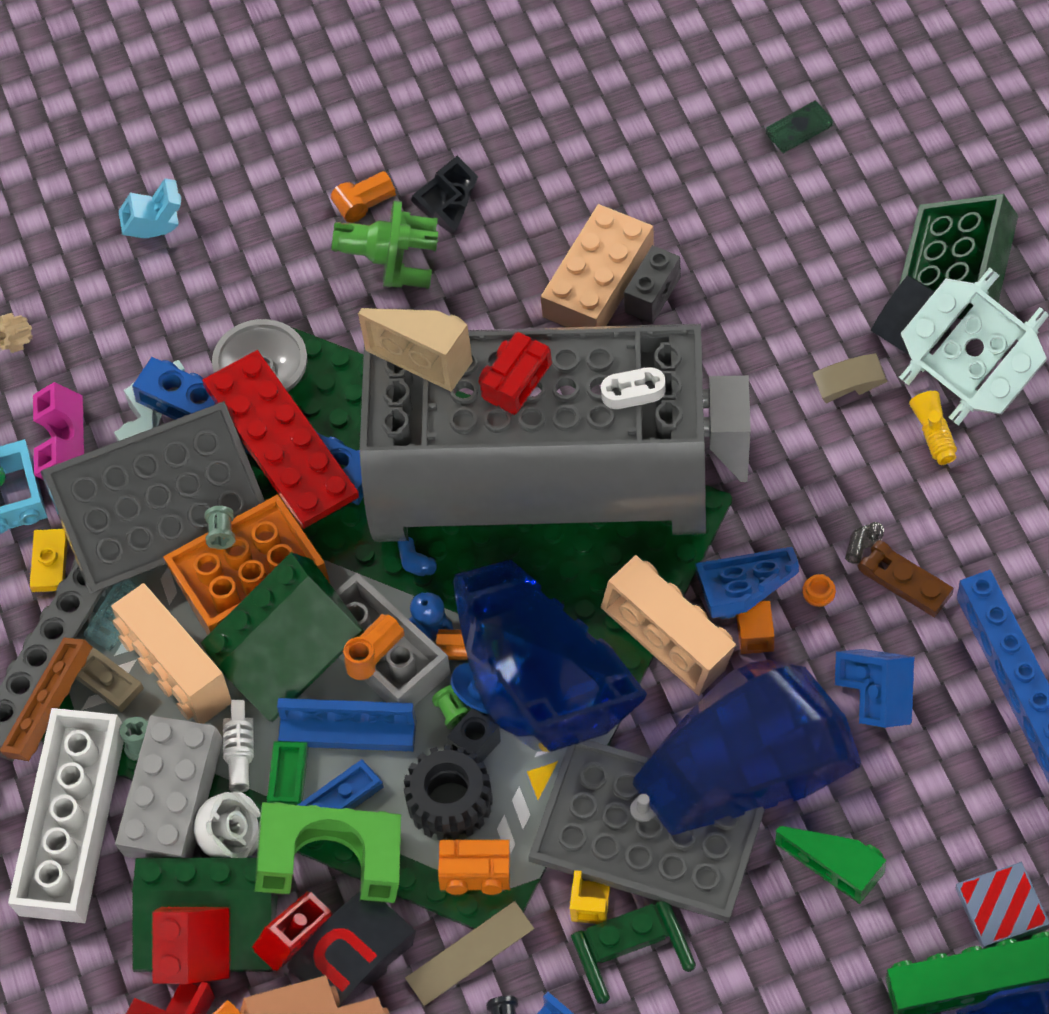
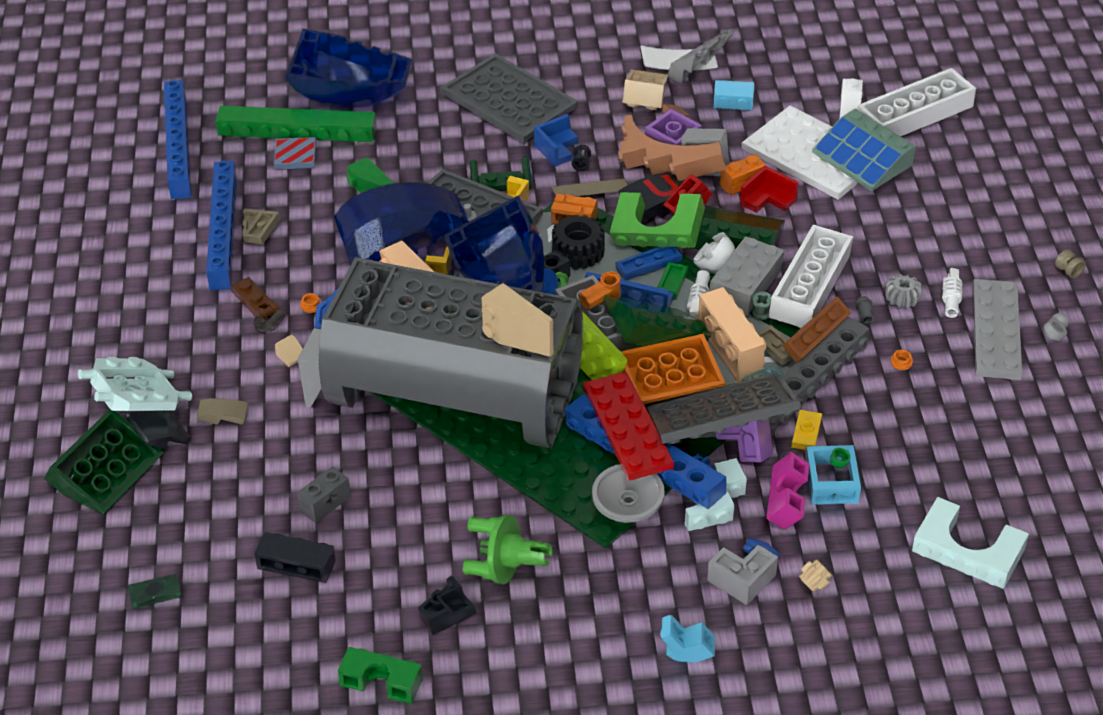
camera: 170 degrees left, 15 degrees down
(85, 366) = (752, 543): none -> blue arm
(94, 302) = (740, 576): none -> light grey panel
(190, 944) = (751, 207): red slope -> none
(219, 527) = (684, 379): sand green bush -> none
(356, 199) = (519, 616): orange piece -> none
(359, 561) = (599, 354): none -> lime plate
(511, 97) = (363, 666): none -> green arch
(515, 372) = (457, 305): red brick -> none
(597, 269) = (359, 512): light nougat brick -> none
(633, 388) = (385, 287): white beam -> none
(653, 197) = (295, 557): none -> black brick
(658, 714) = (440, 264): none -> yellow panel
(806, 499) = (288, 350): none -> tan slope
(883, 683) = (303, 247): blue panel -> none
(934, 427) = (186, 369): yellow piece -> none
(975, 718) = (258, 225): none -> dark tan wing

